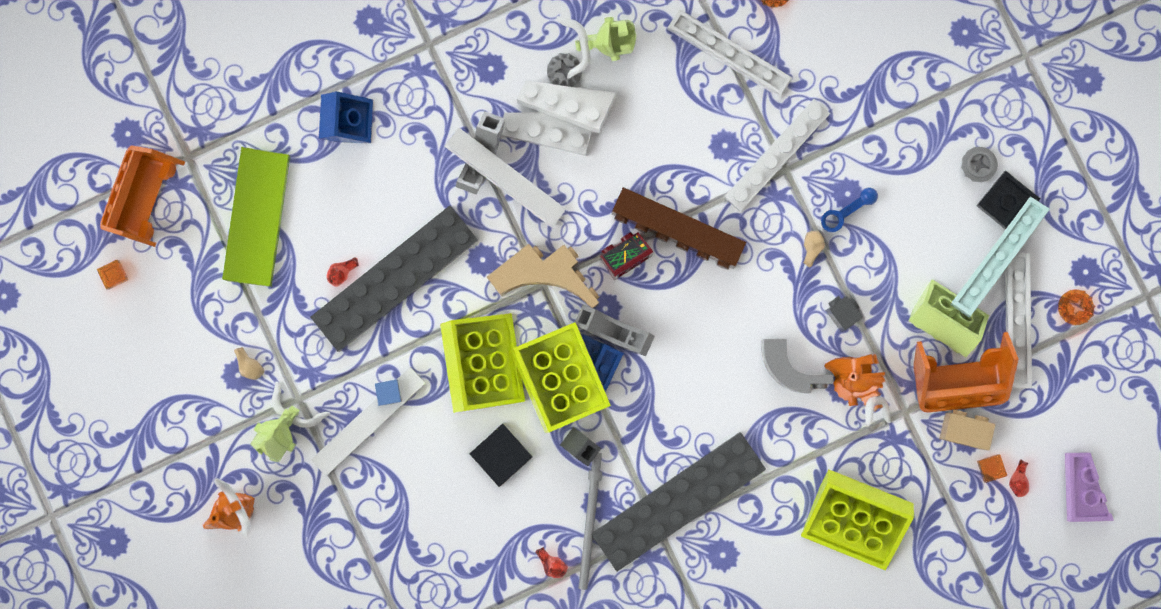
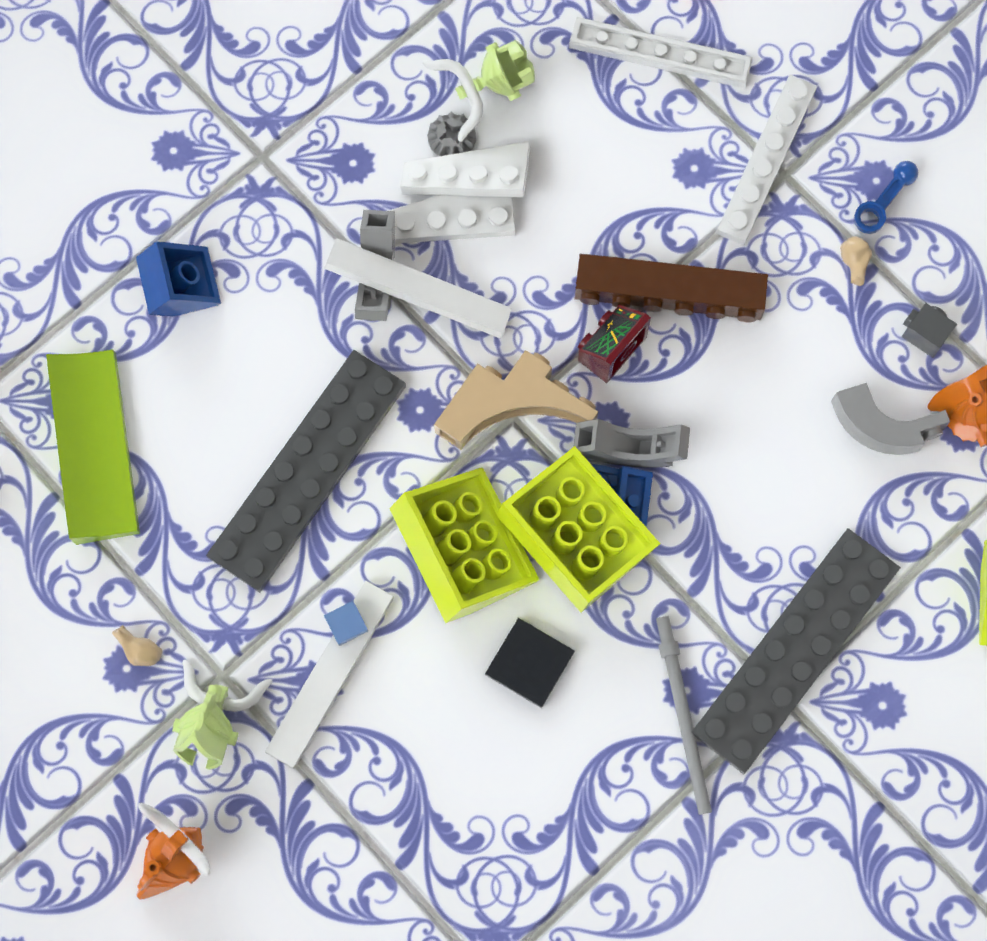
camera: 20 degrees left, 10 degrees down
(339, 272) = (228, 483): clear red animal -> none
(553, 566) = (653, 794): clear red animal -> none
(580, 446) = (637, 613): dark grey brick -> none

